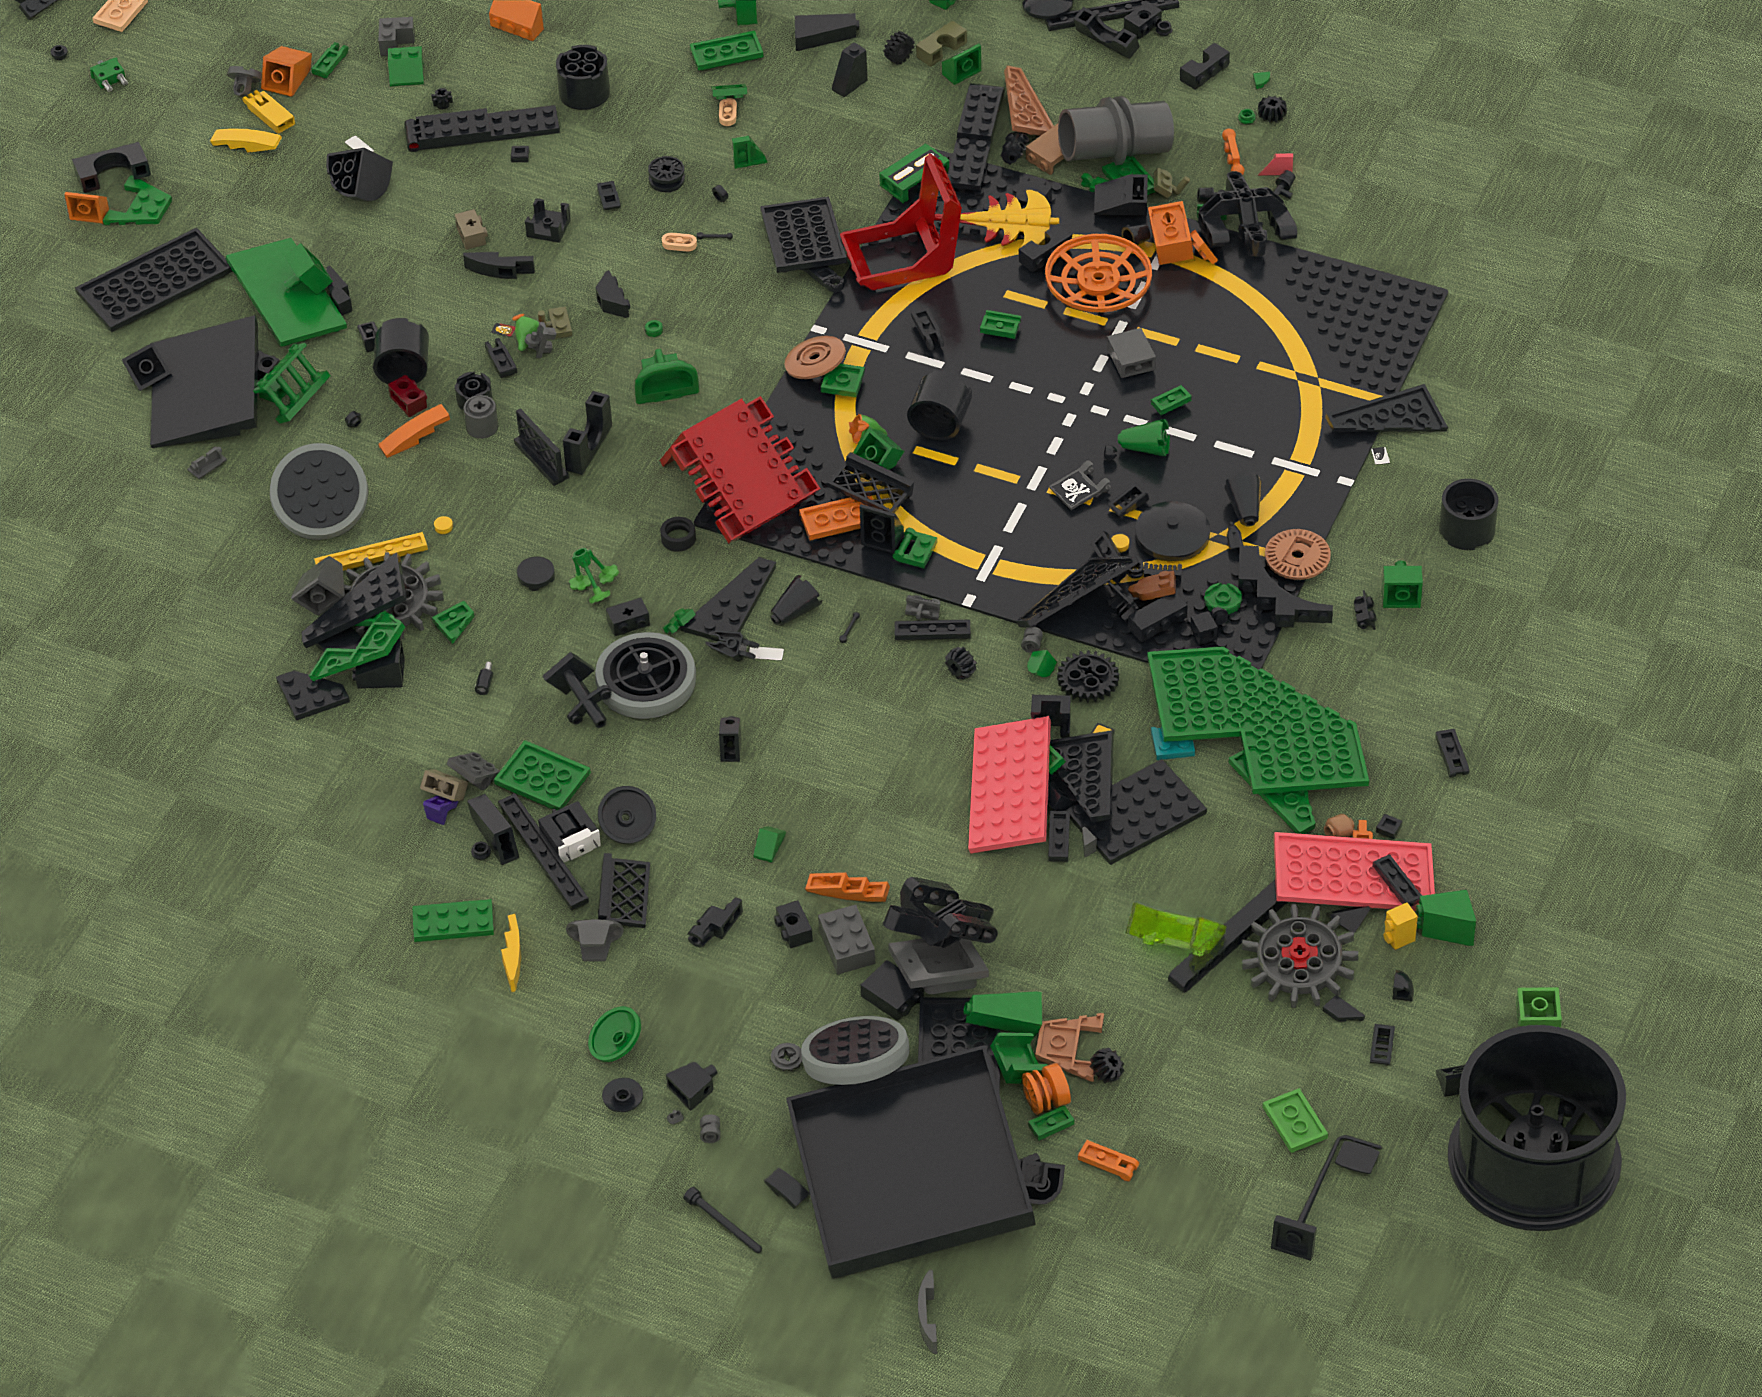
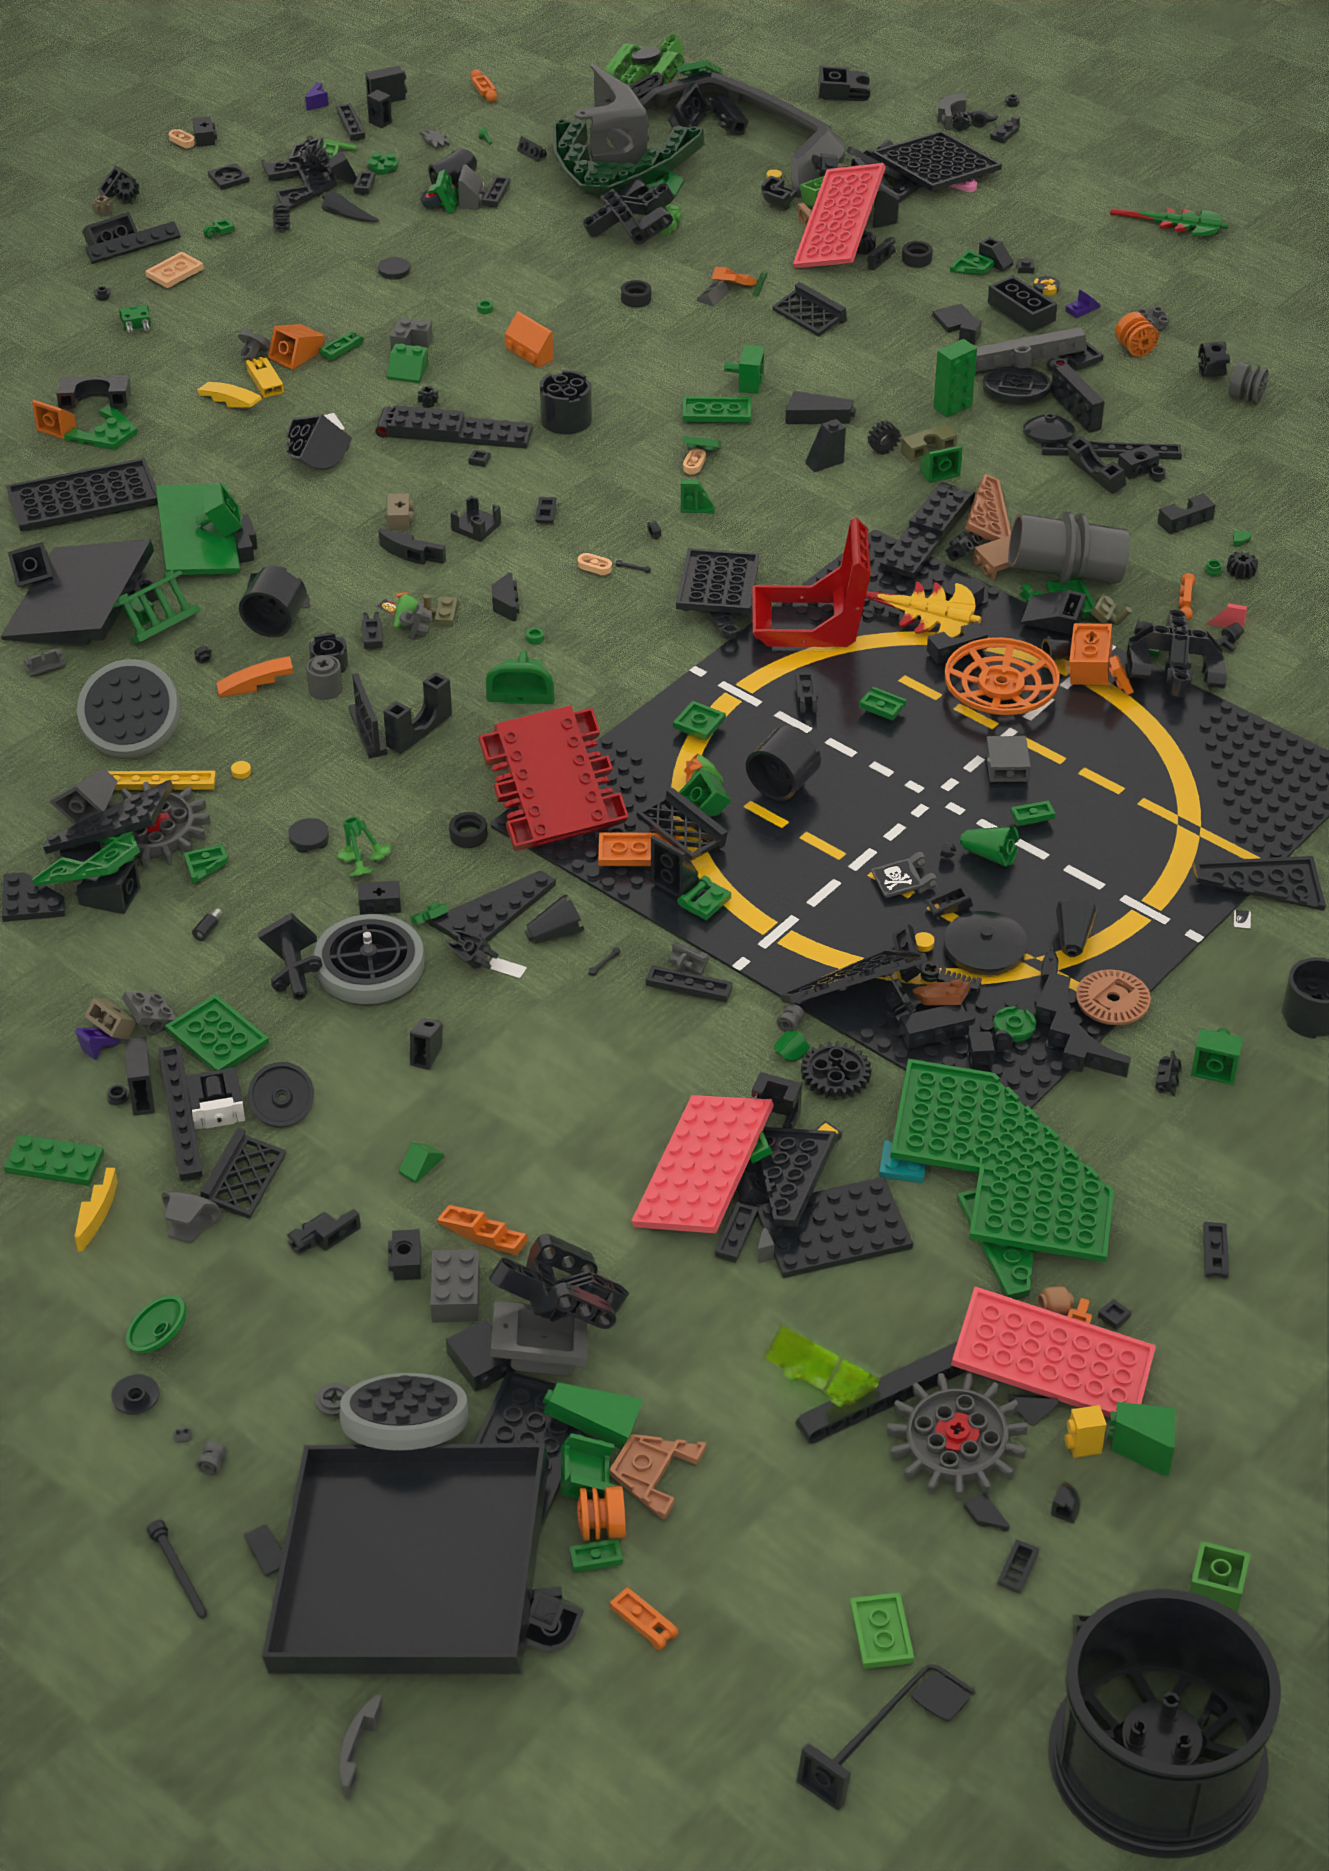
camera: 15 degrees right, 5 degrees down
(407, 395) = (265, 643): dark red brick -> none
(666, 174) = (609, 502): black wheel -> none
(691, 1083) = (216, 1401): black torso -> none
(802, 367) = (695, 690): nougat piece -> none
(908, 172) = (831, 548): green panel -> none
(960, 663) = (703, 1023): black gear -> none
(1107, 1065) = (684, 1504): black gear -> none
(1397, 880) = (1100, 1377): black tile -> none

